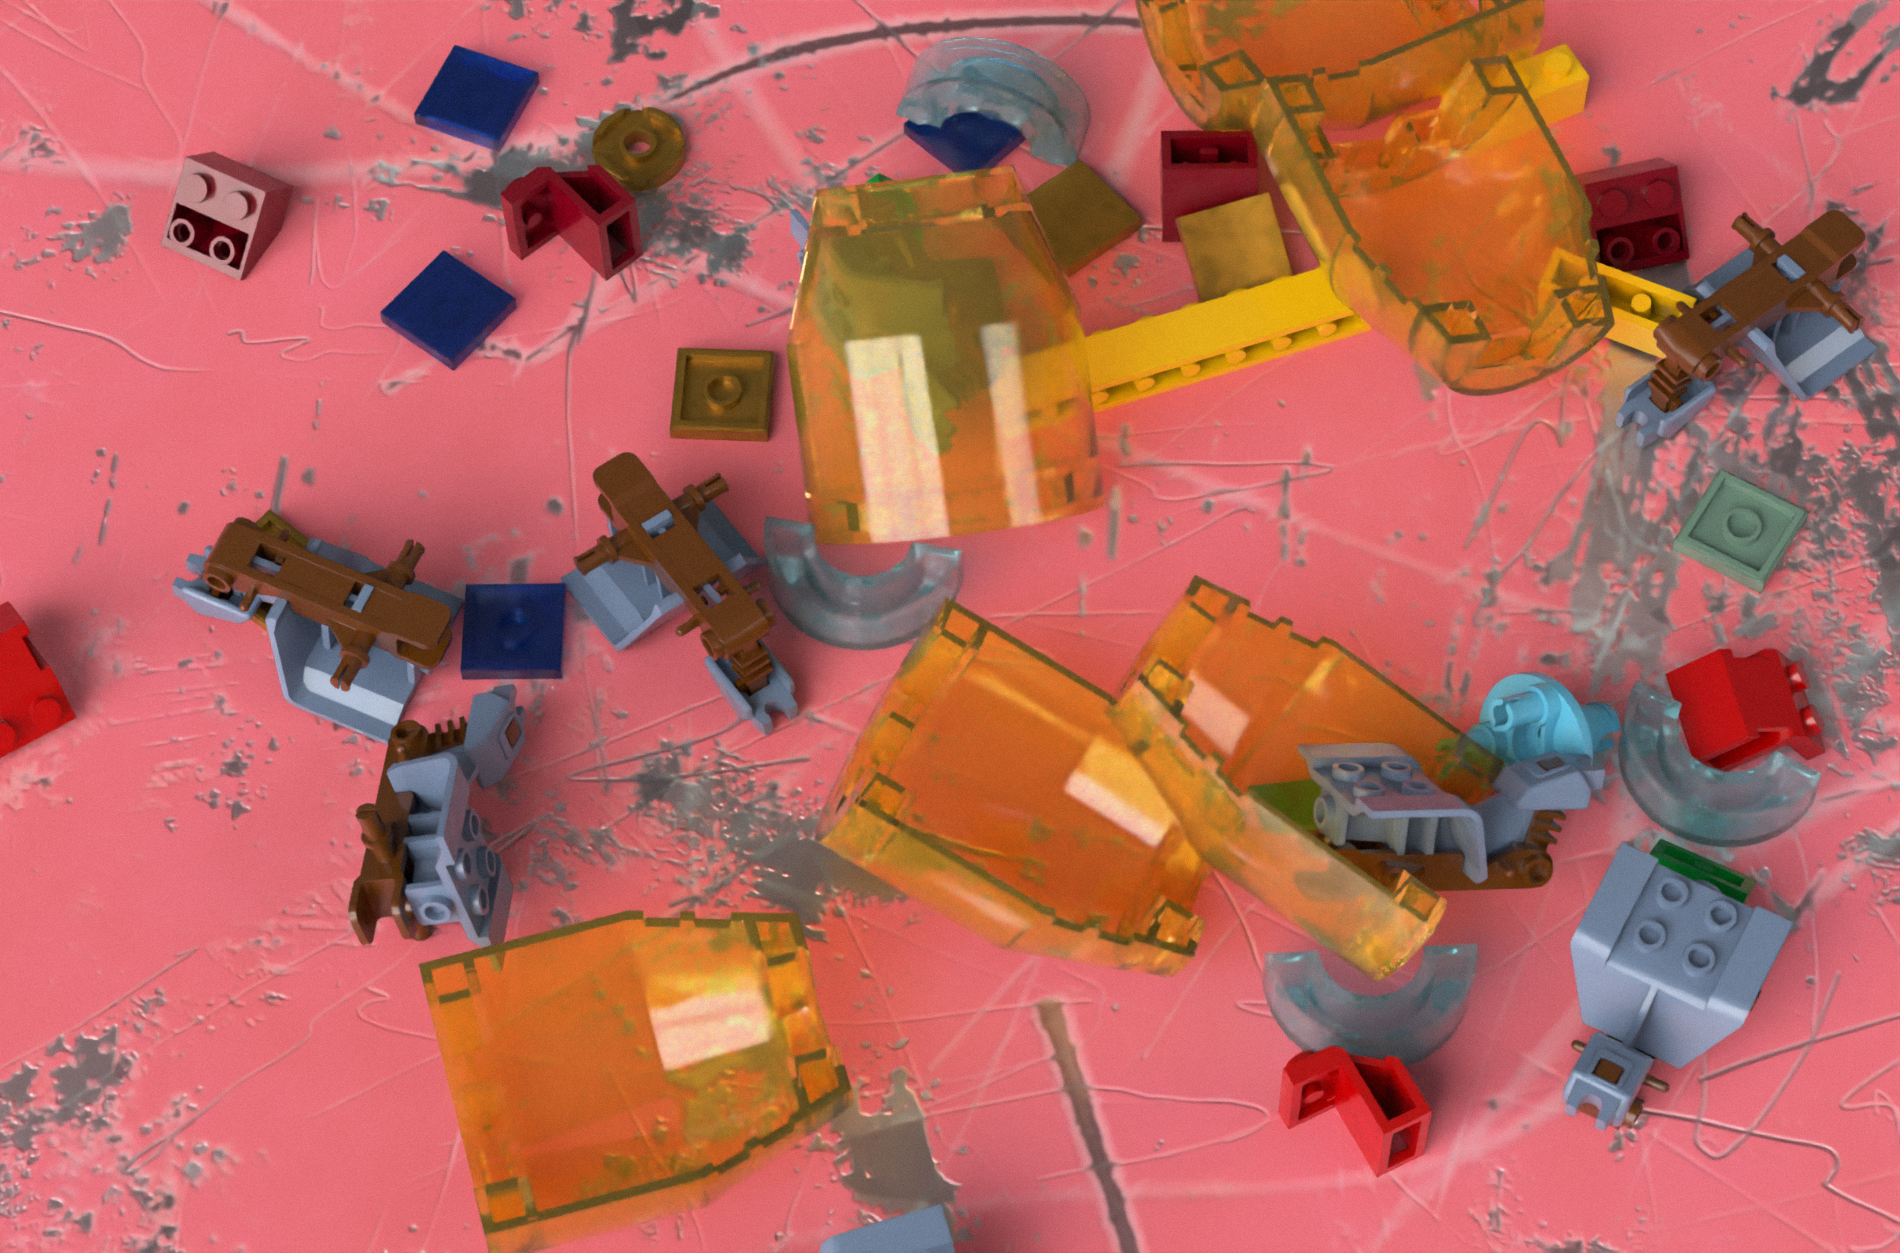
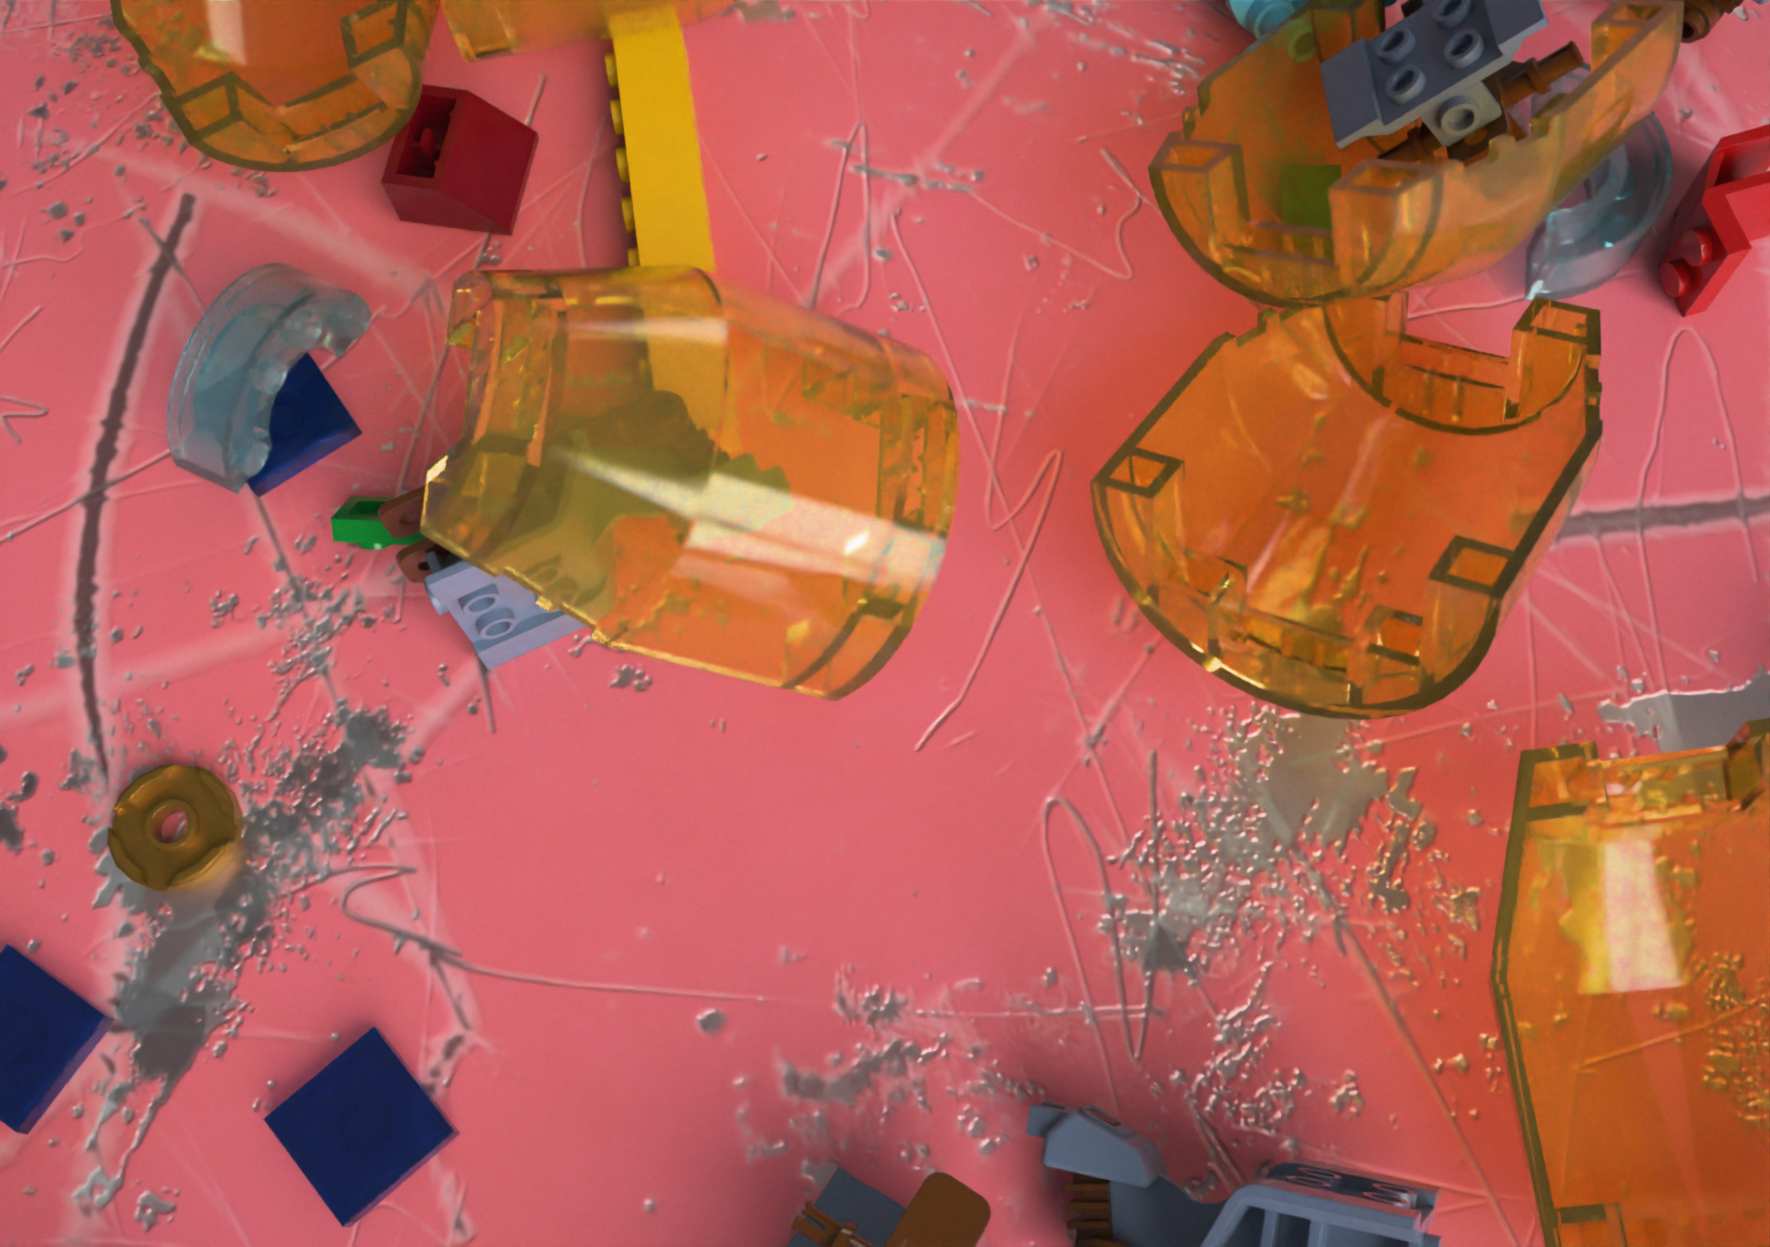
camera: 75 degrees left, 10 degrees up
(513, 631) = (902, 1102): clear blue tile -> none
(579, 209) = (271, 903): dark red piece -> none
(673, 560) = (878, 863): piece -> none
(722, 394) = (595, 775): pearl gold tile -> none
(856, 609) = (962, 683): clear light blue brick -> none
(1082, 216) = (417, 324): pearl gold tile -> none
(1233, 246) = (558, 152): pearl gold tile -> none

